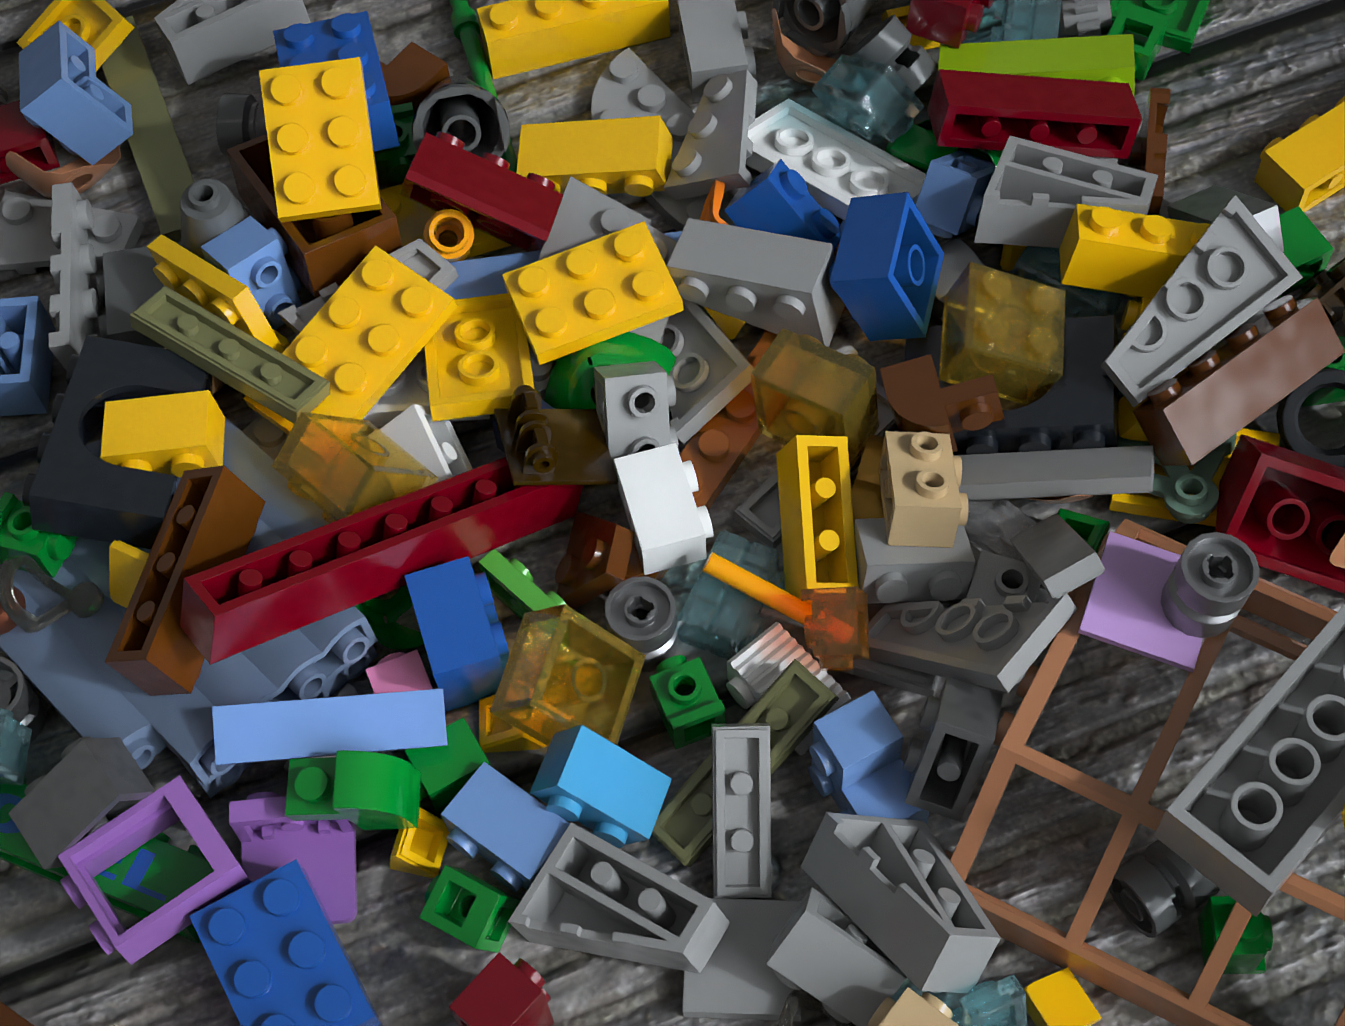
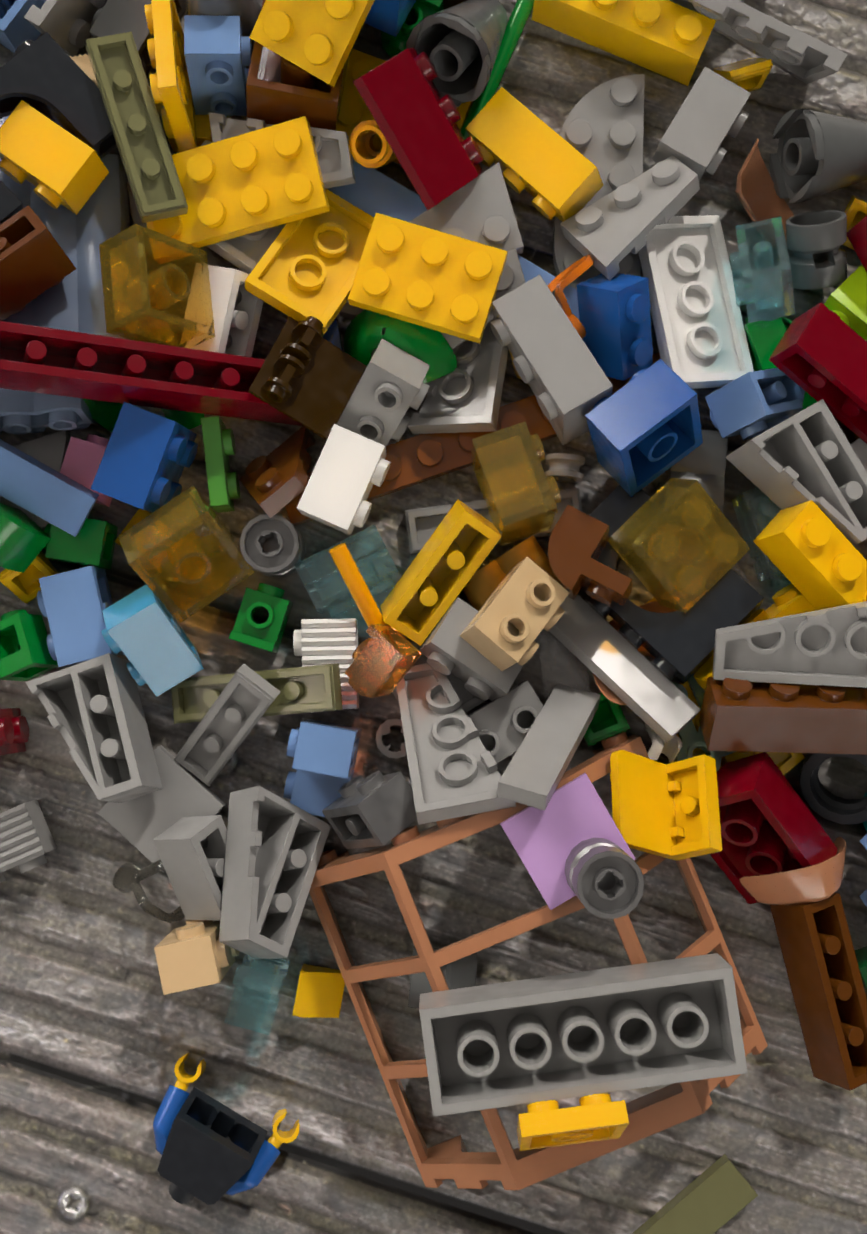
camera: 35 degrees right, 25 degrees up
(906, 692) = (385, 729): none -> light grey bush
(1153, 508) = (659, 746): none -> white hand
(1205, 507) = (666, 806): none -> yellow bracket

